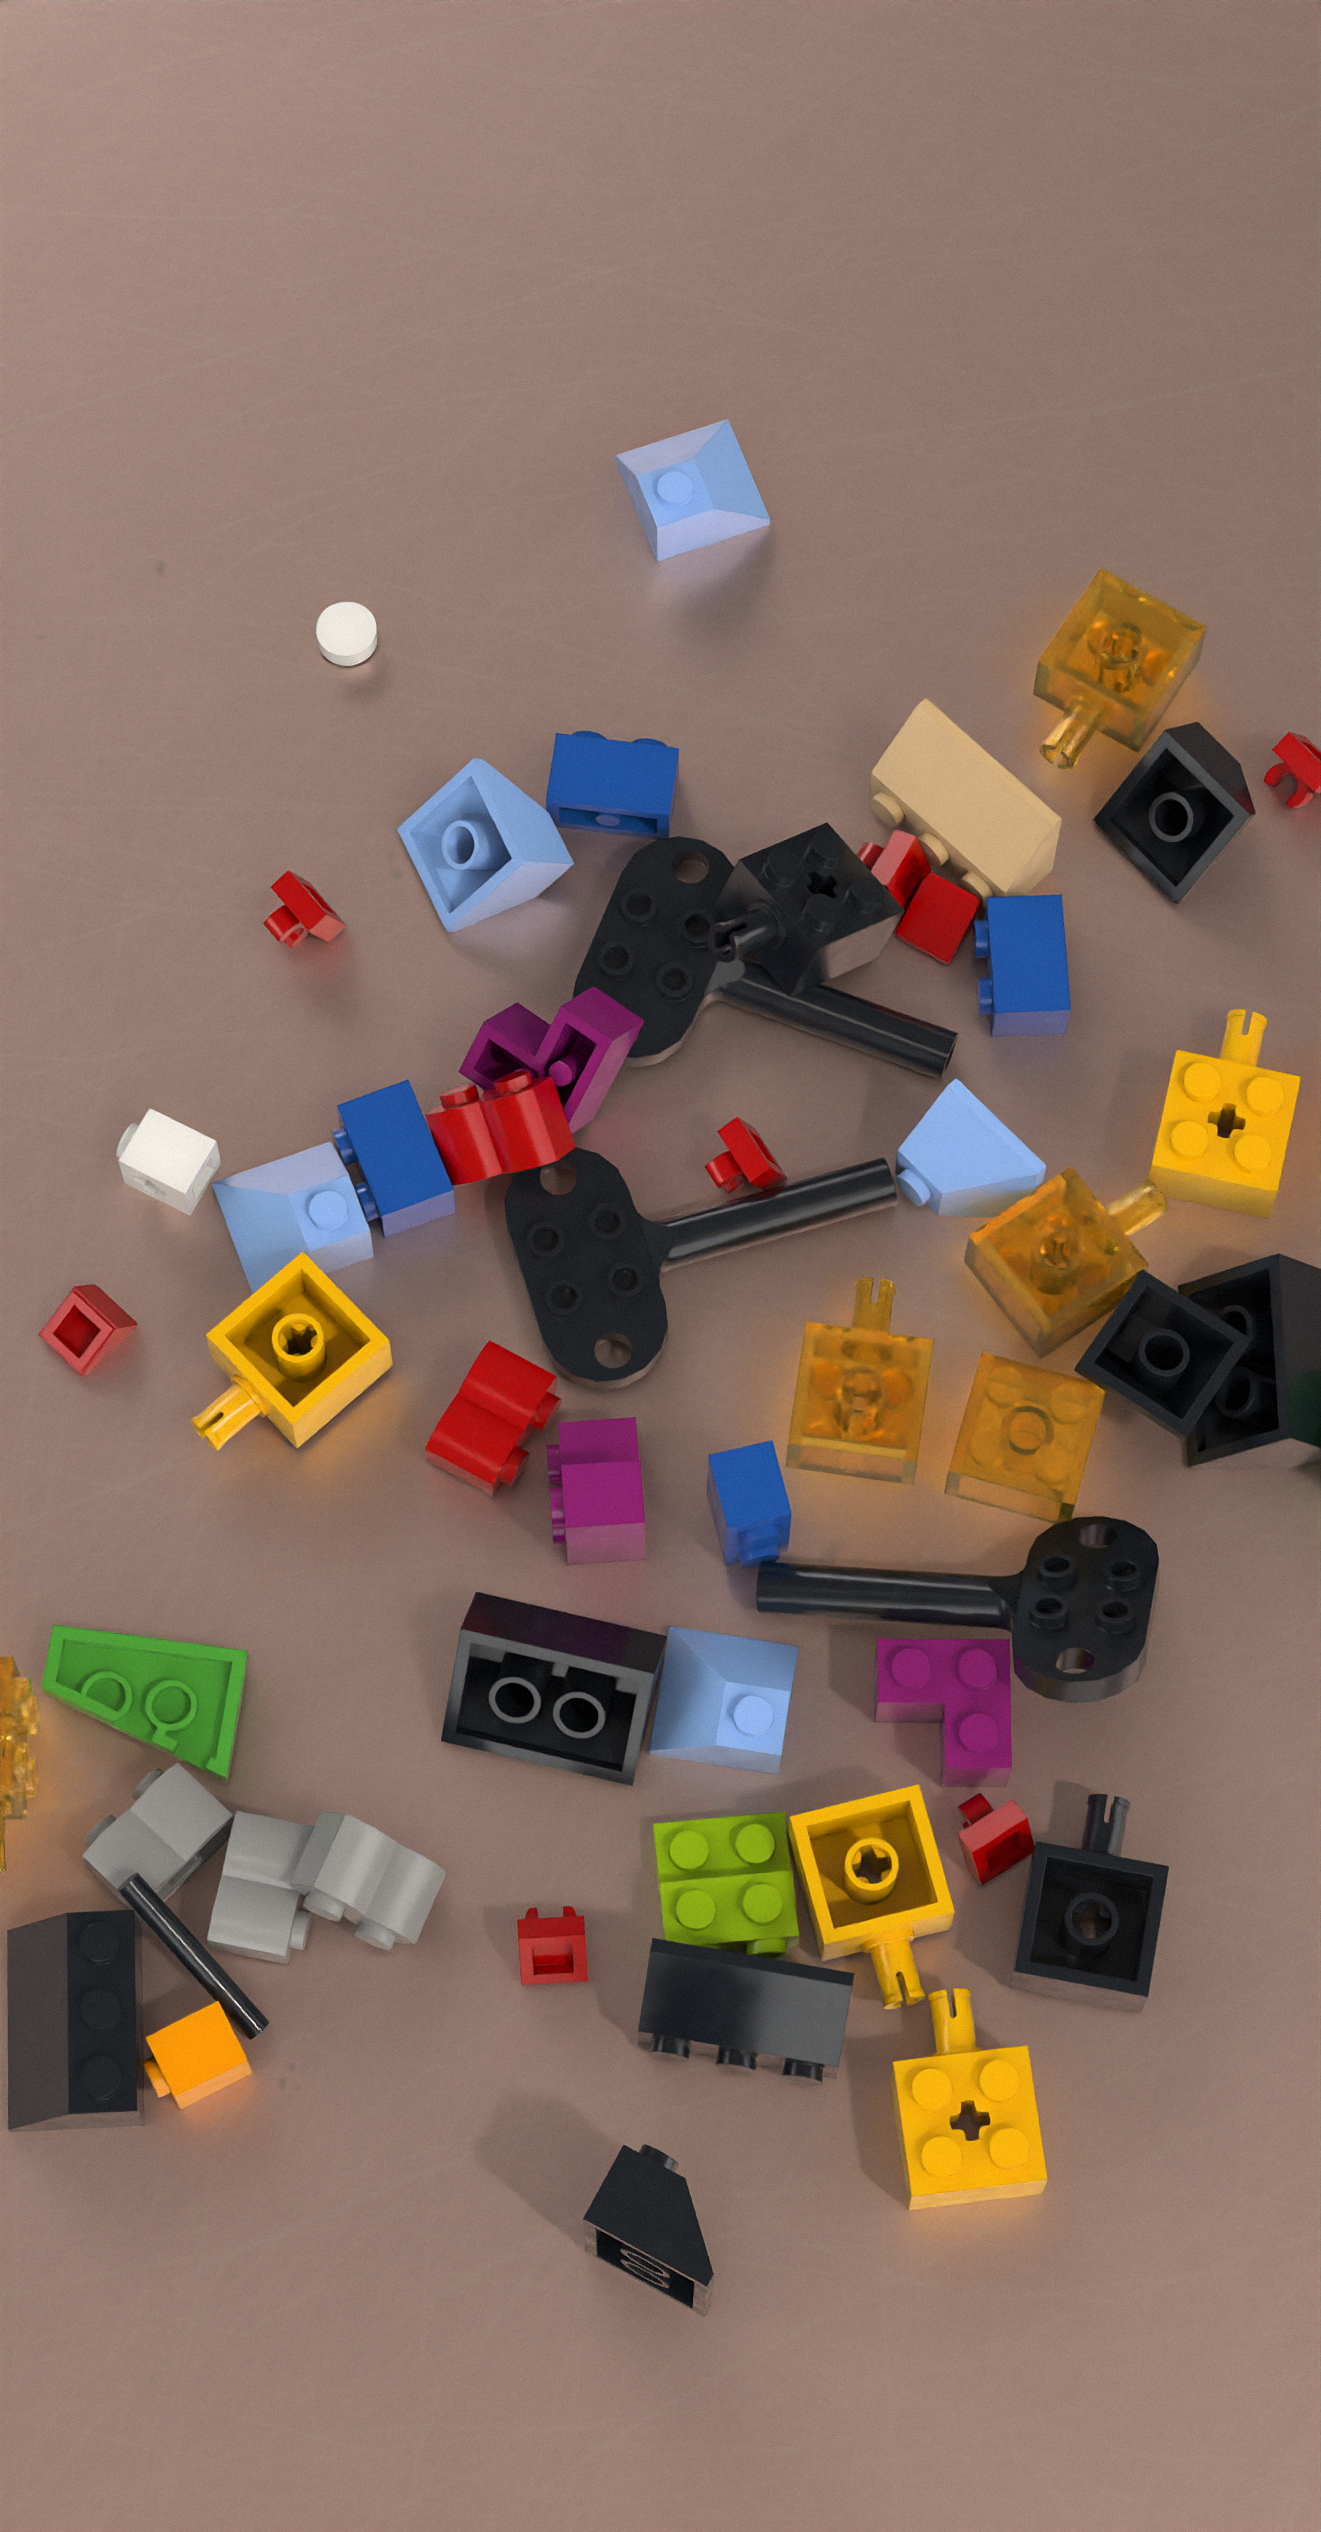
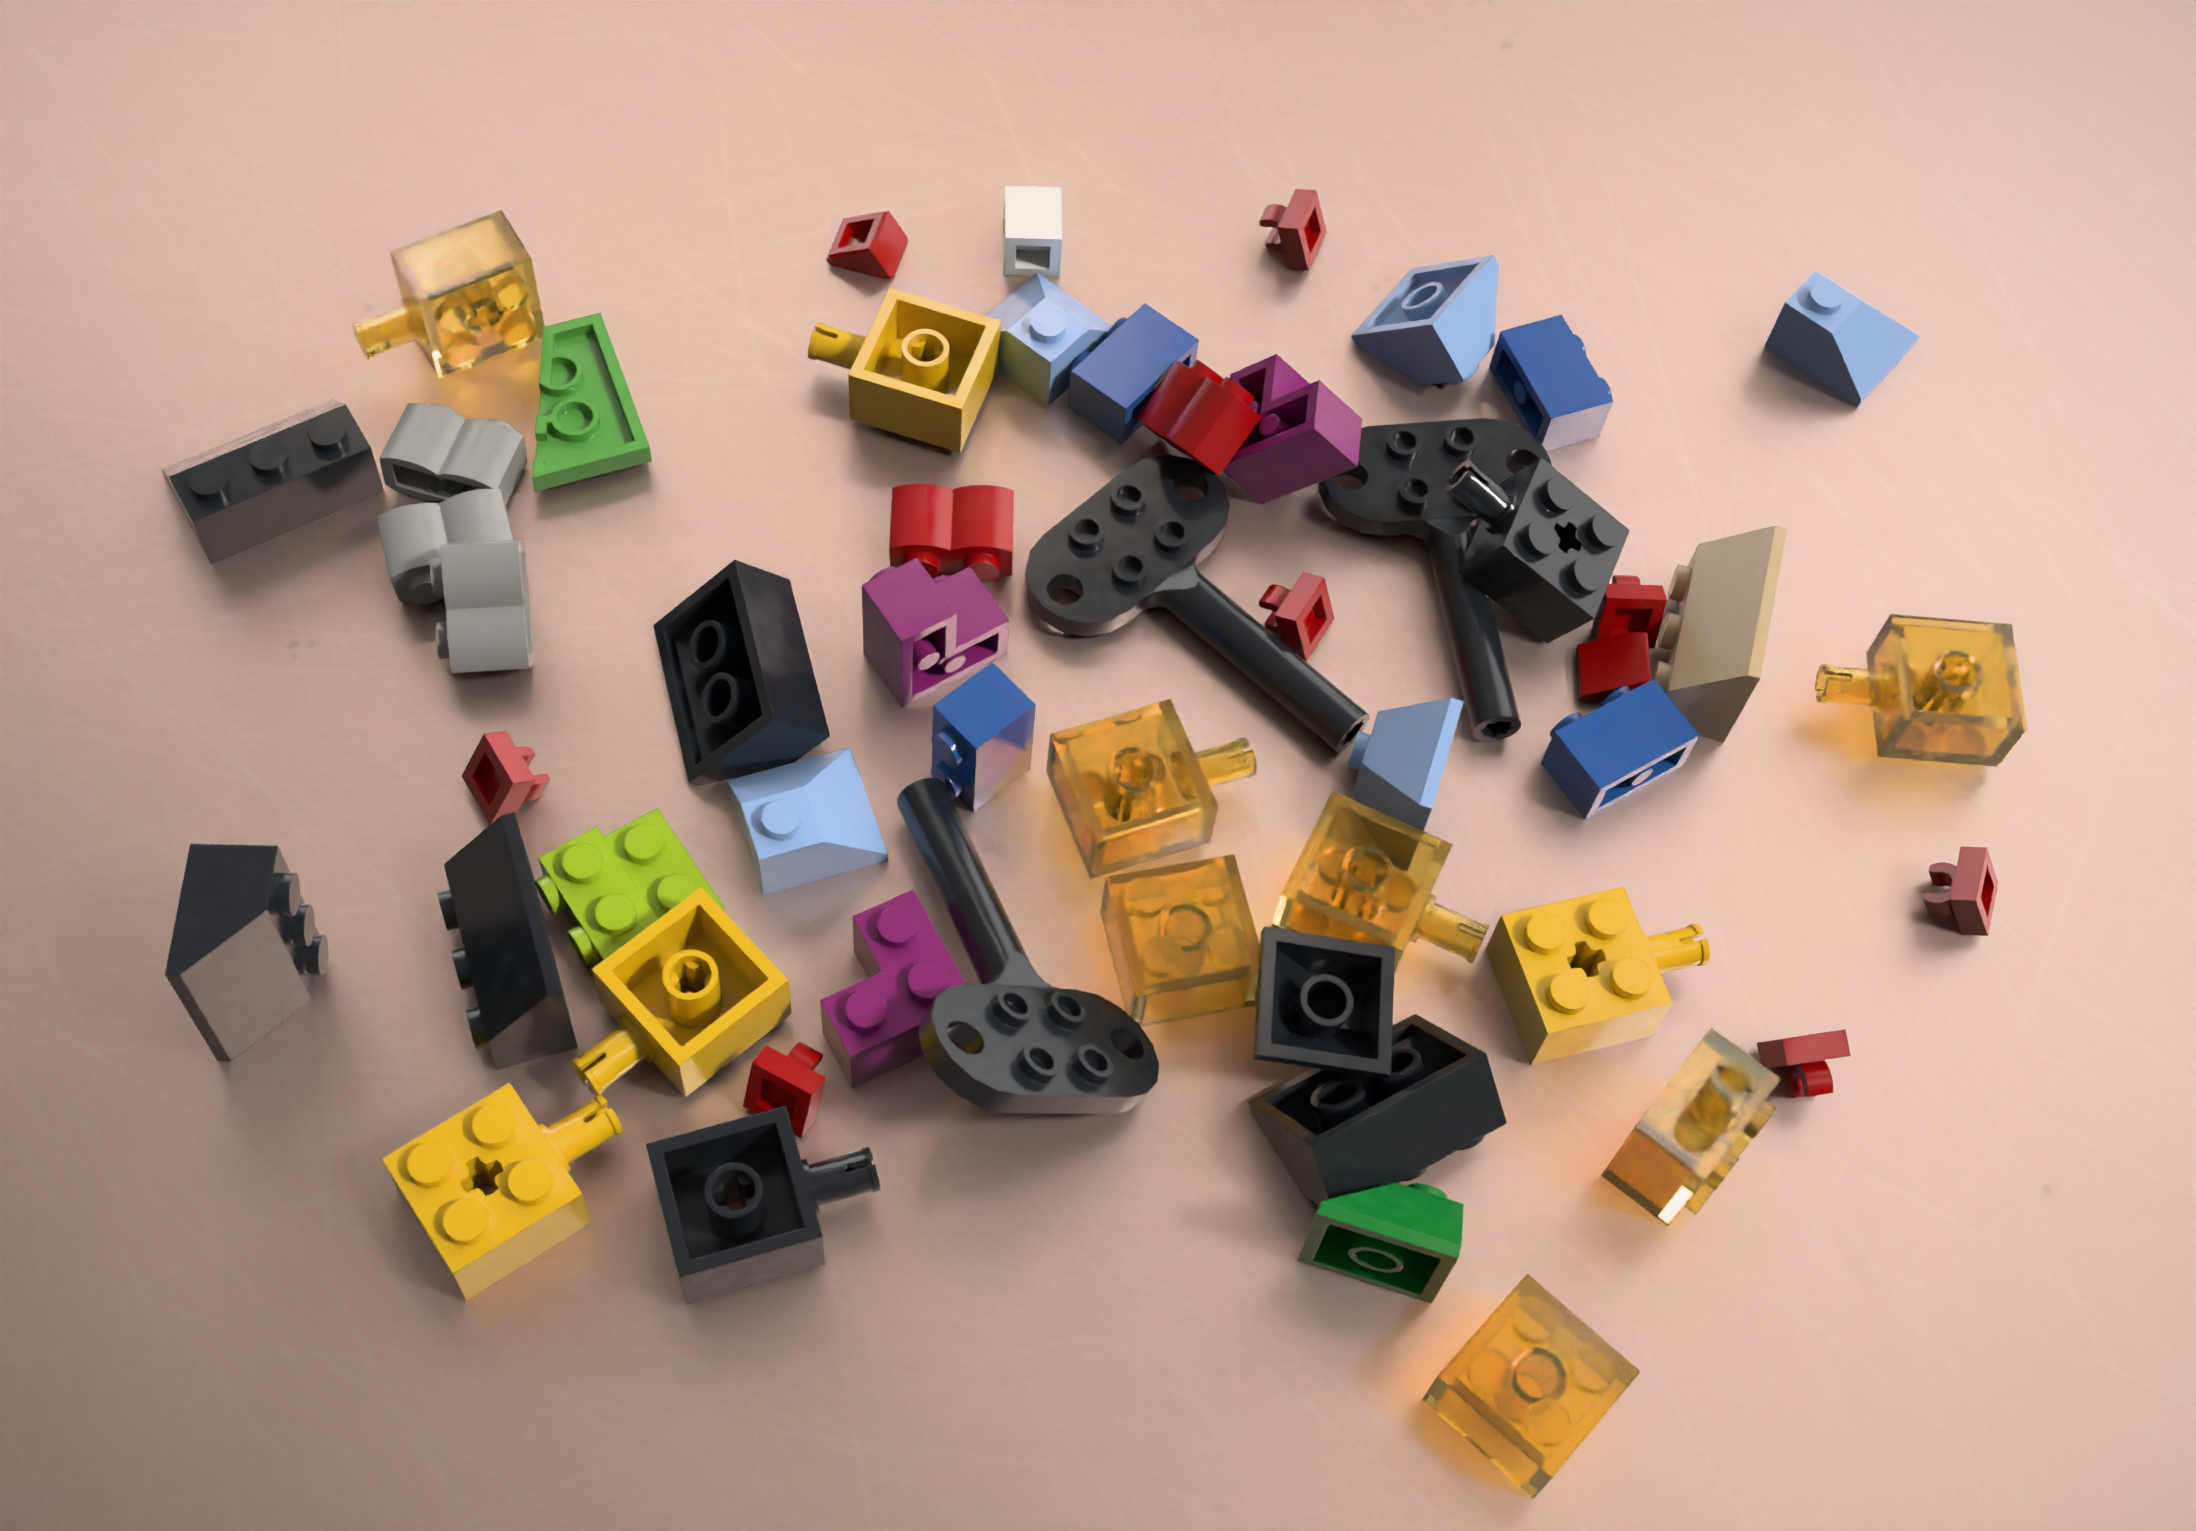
camera: 55 degrees right, 10 degrees down
(193, 1955) = (359, 516): black bar -> none
(195, 2056) = (278, 562): light orange brick -> none
(346, 633) = (1543, 169): white tile -> none
(1179, 809) = (1853, 797): black slope -> none

